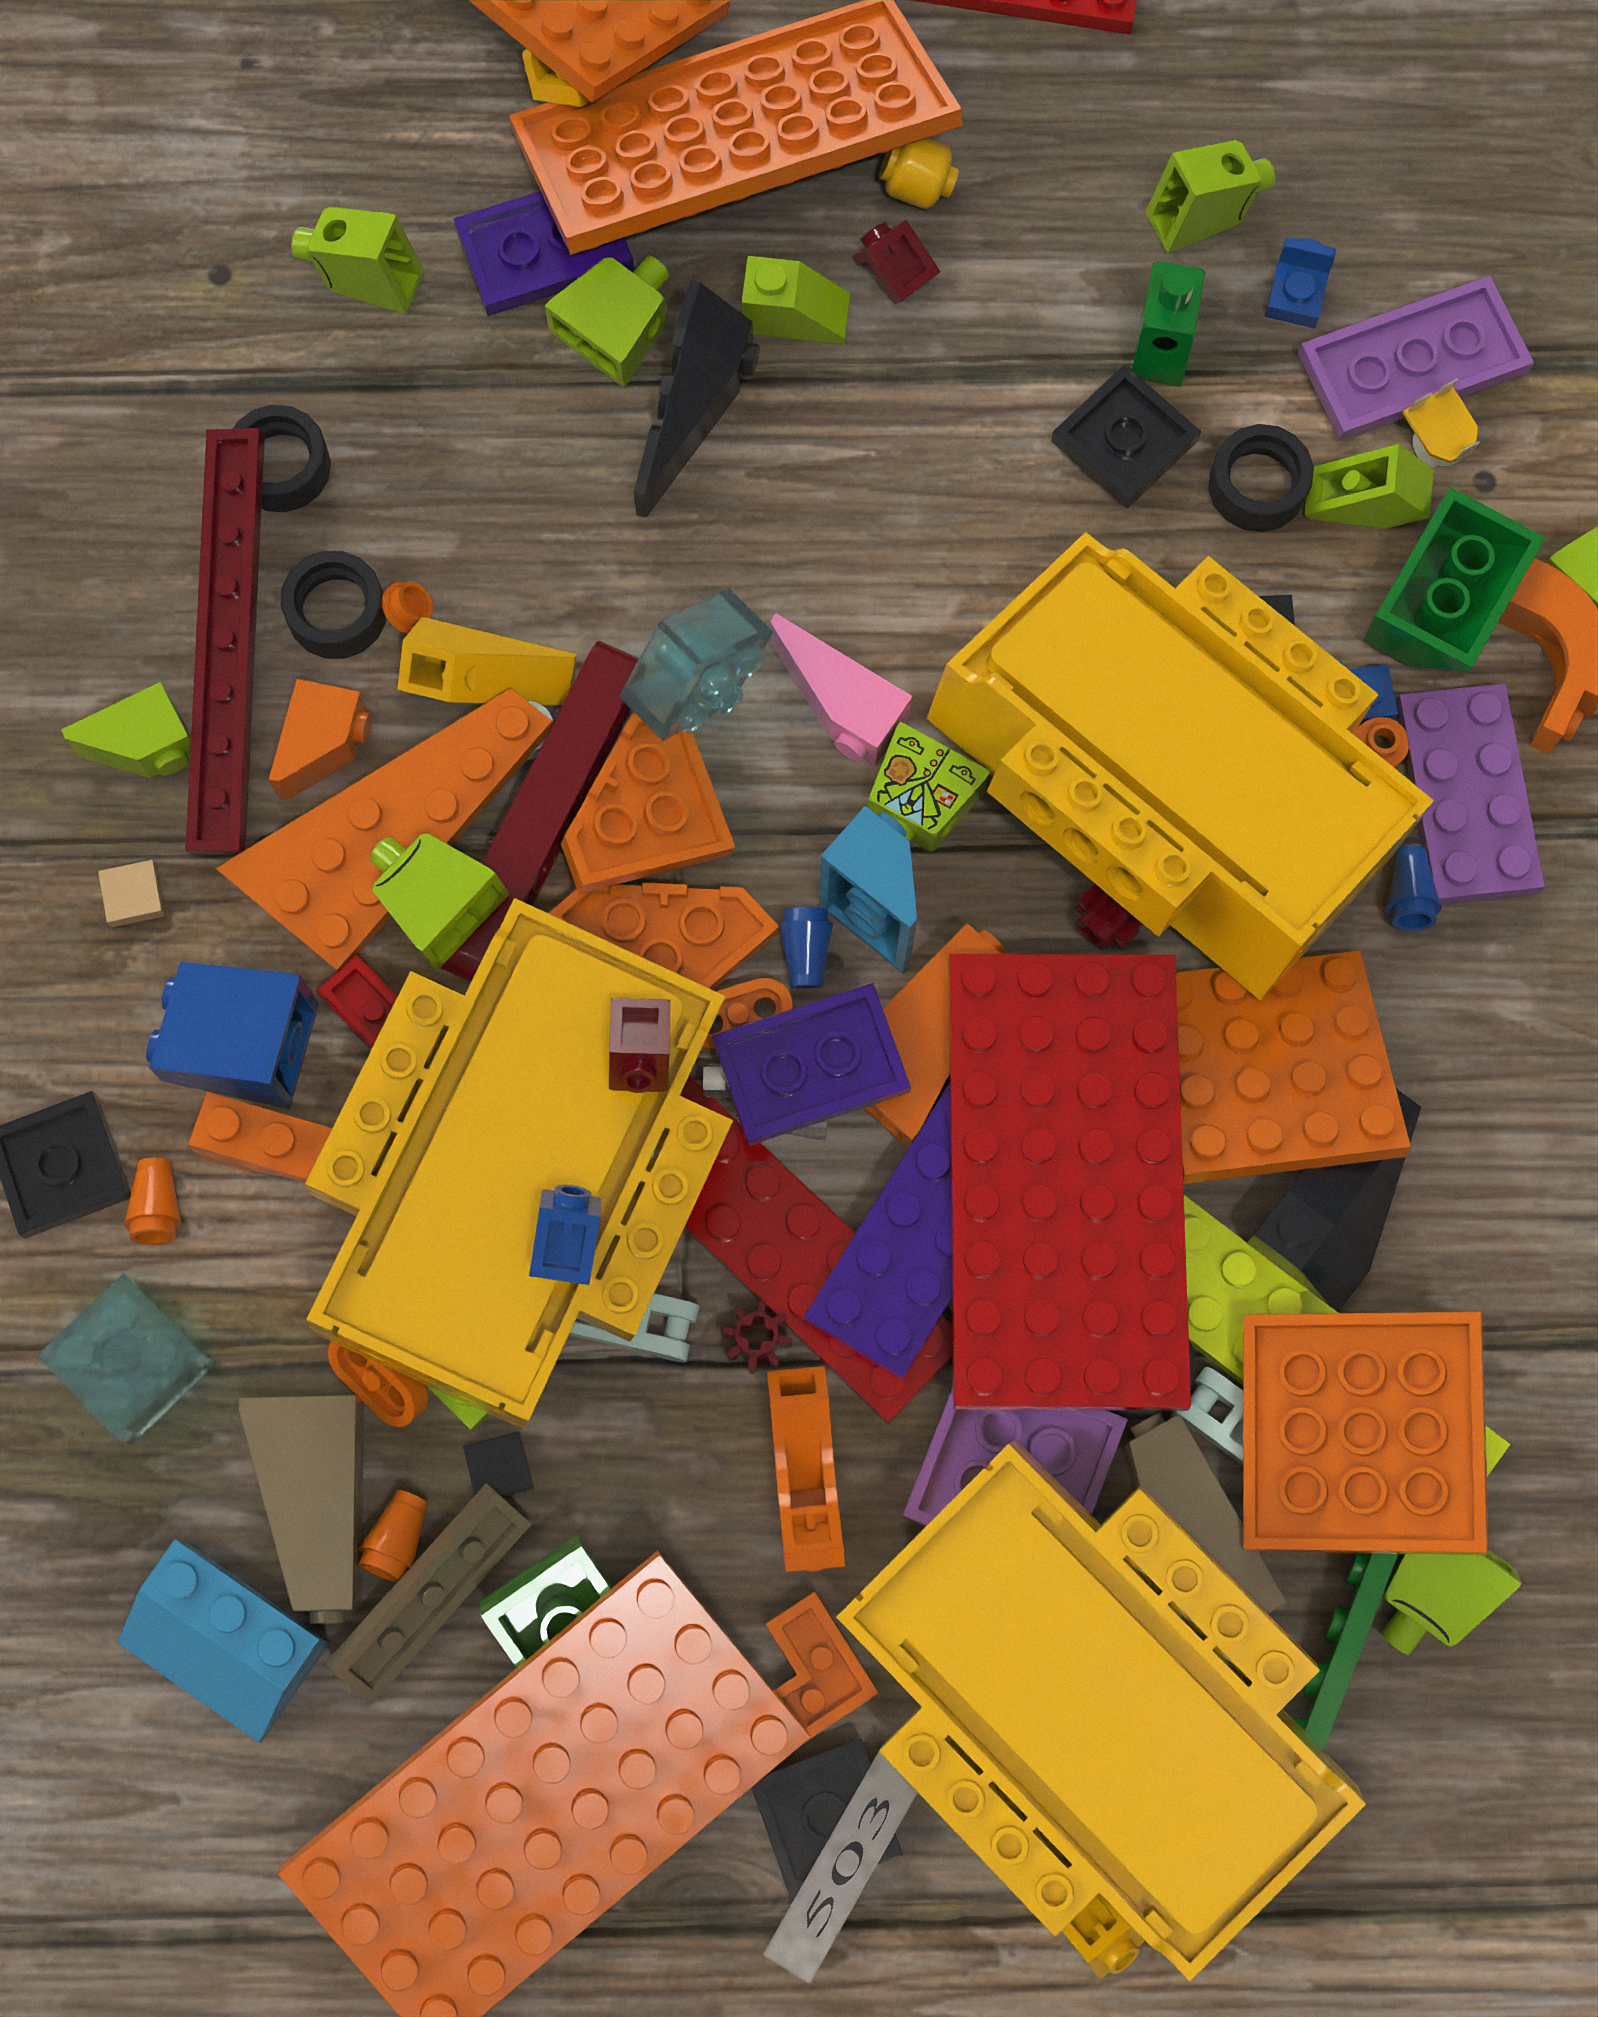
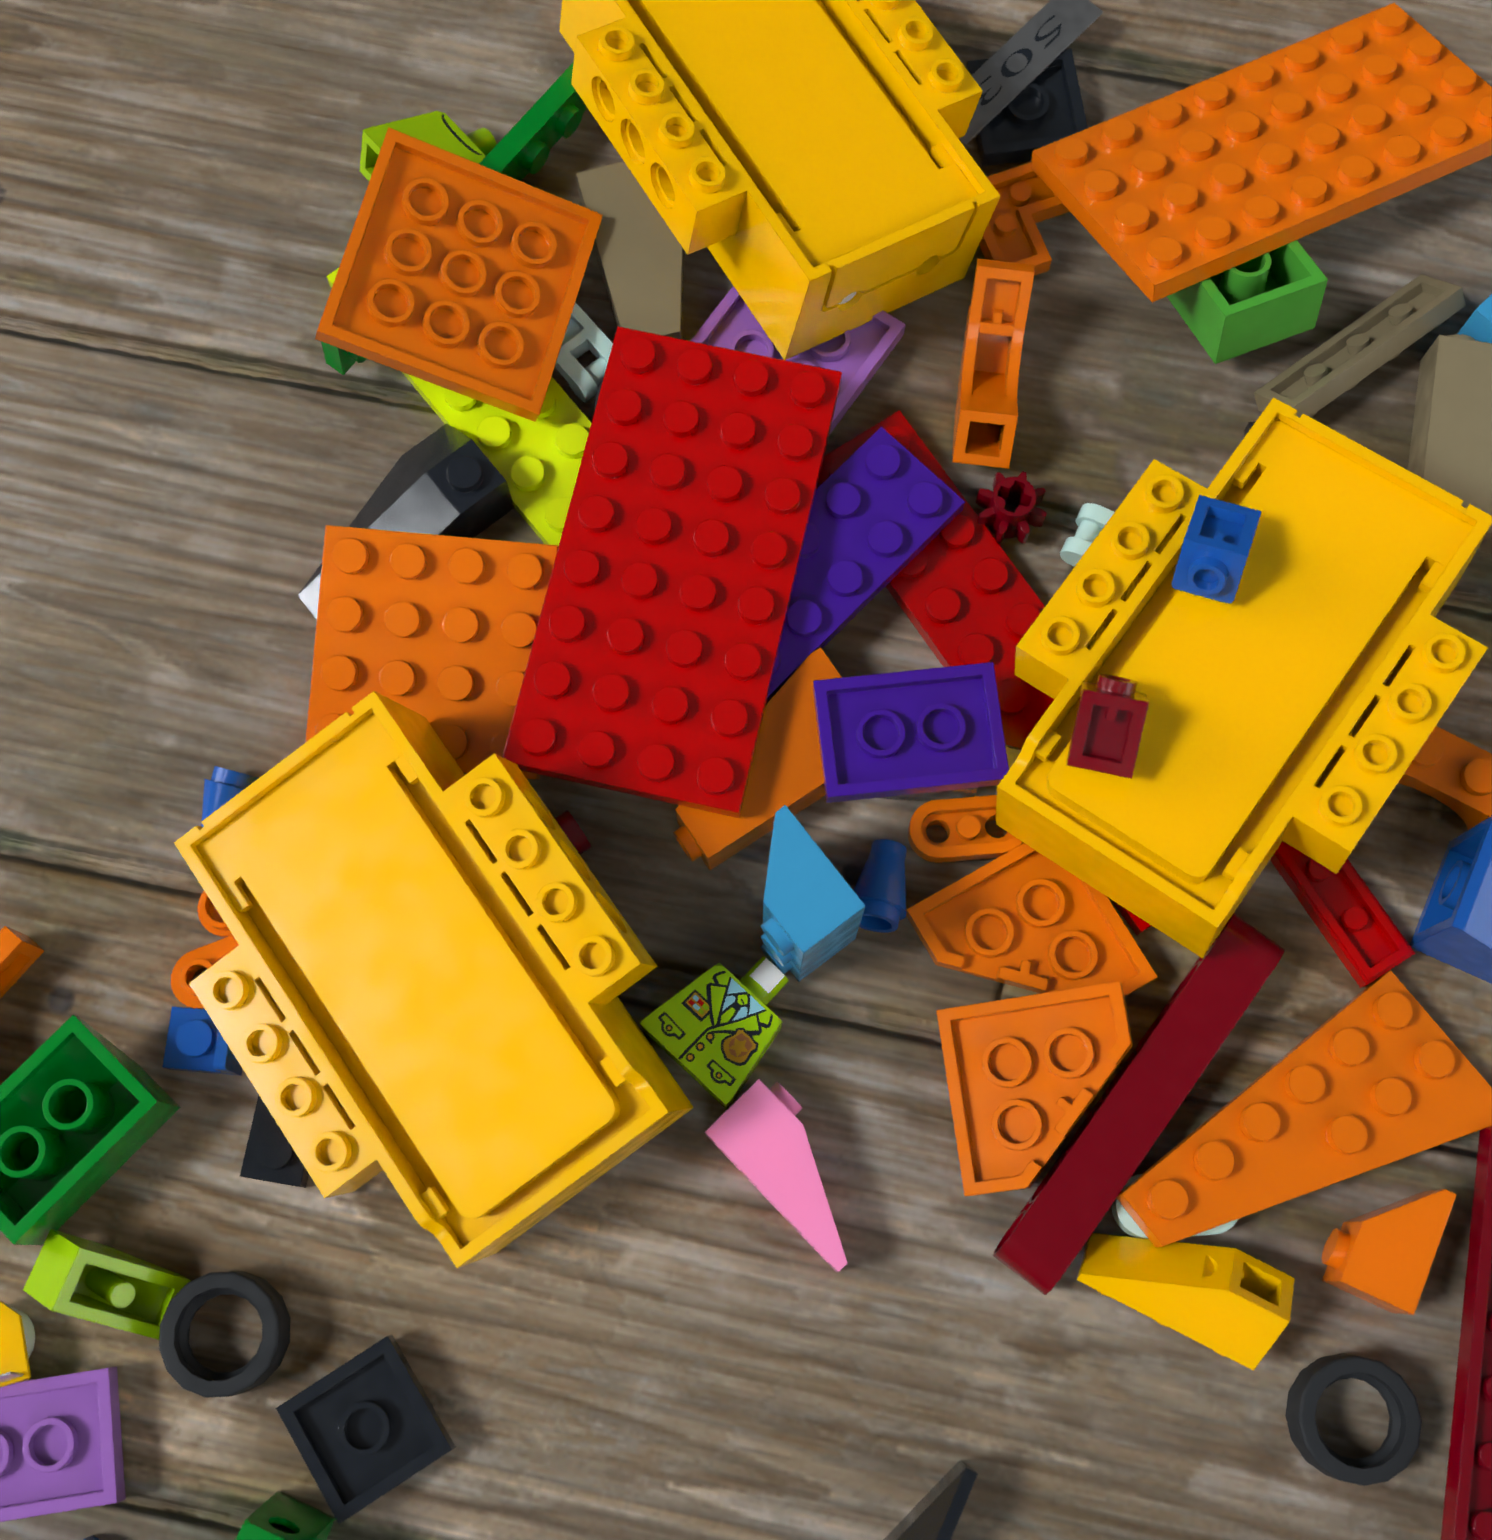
camera: 165 degrees left, 0 degrees up
(394, 1538) = (1387, 403): orange cone -> none
(405, 604) = (1267, 1395): orange plate -> none
(435, 893) = (1288, 1006): lime torso -> none
(696, 664) = (944, 1214): clear light blue brick -> none
(1471, 767) = (125, 909): medium lavender plate -> none

